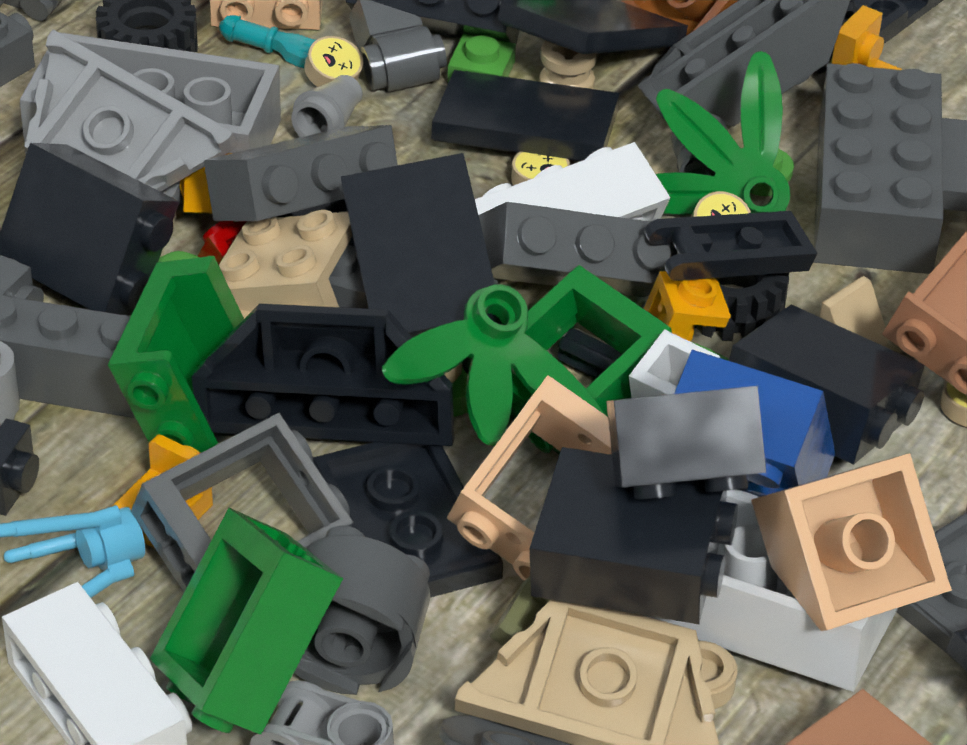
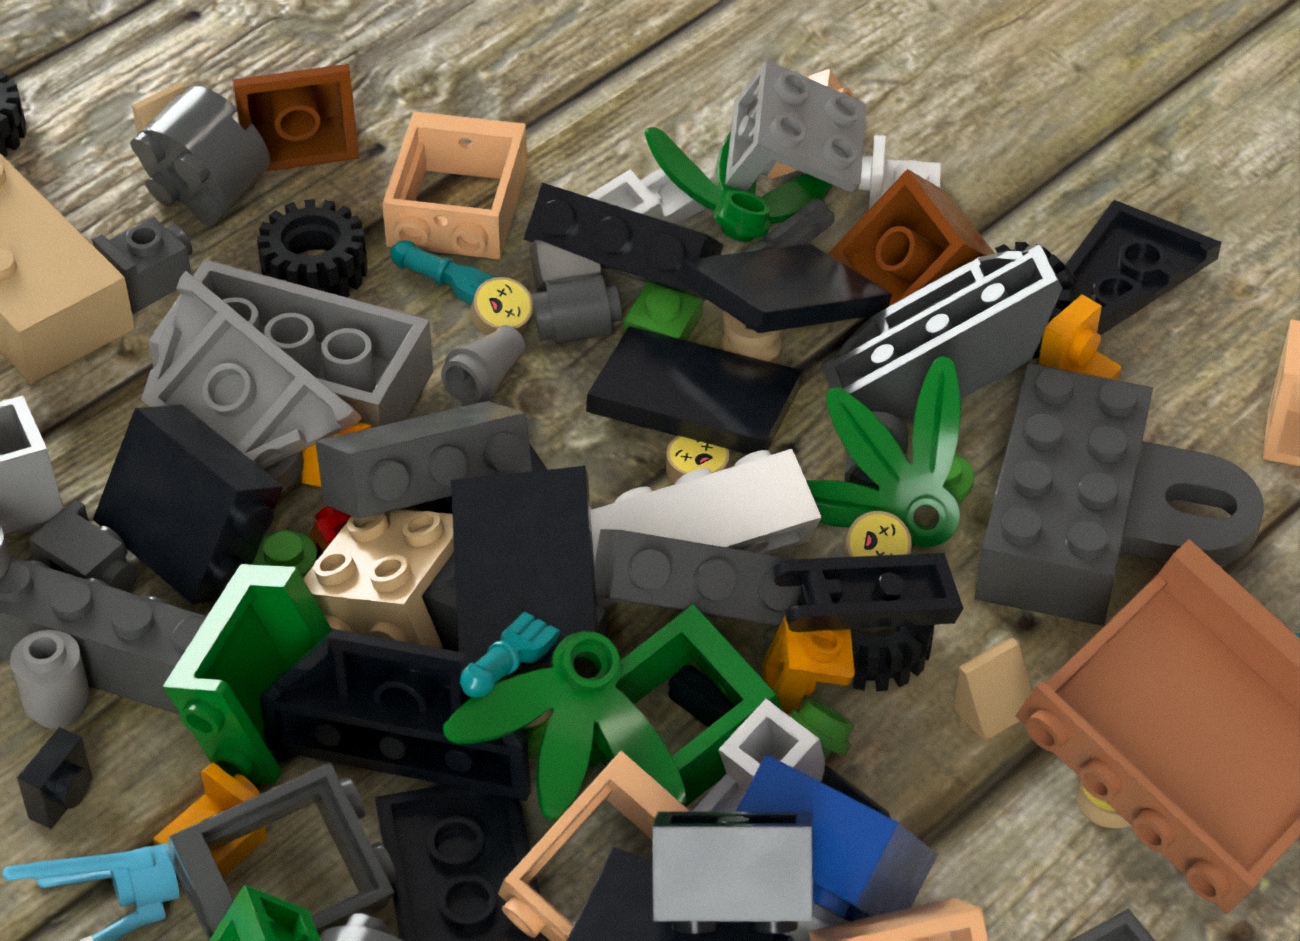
camera: 10 degrees right, 5 degrees up
(422, 312) = (522, 641): none -> teal piece
(863, 383) = (941, 766): black brick -> none

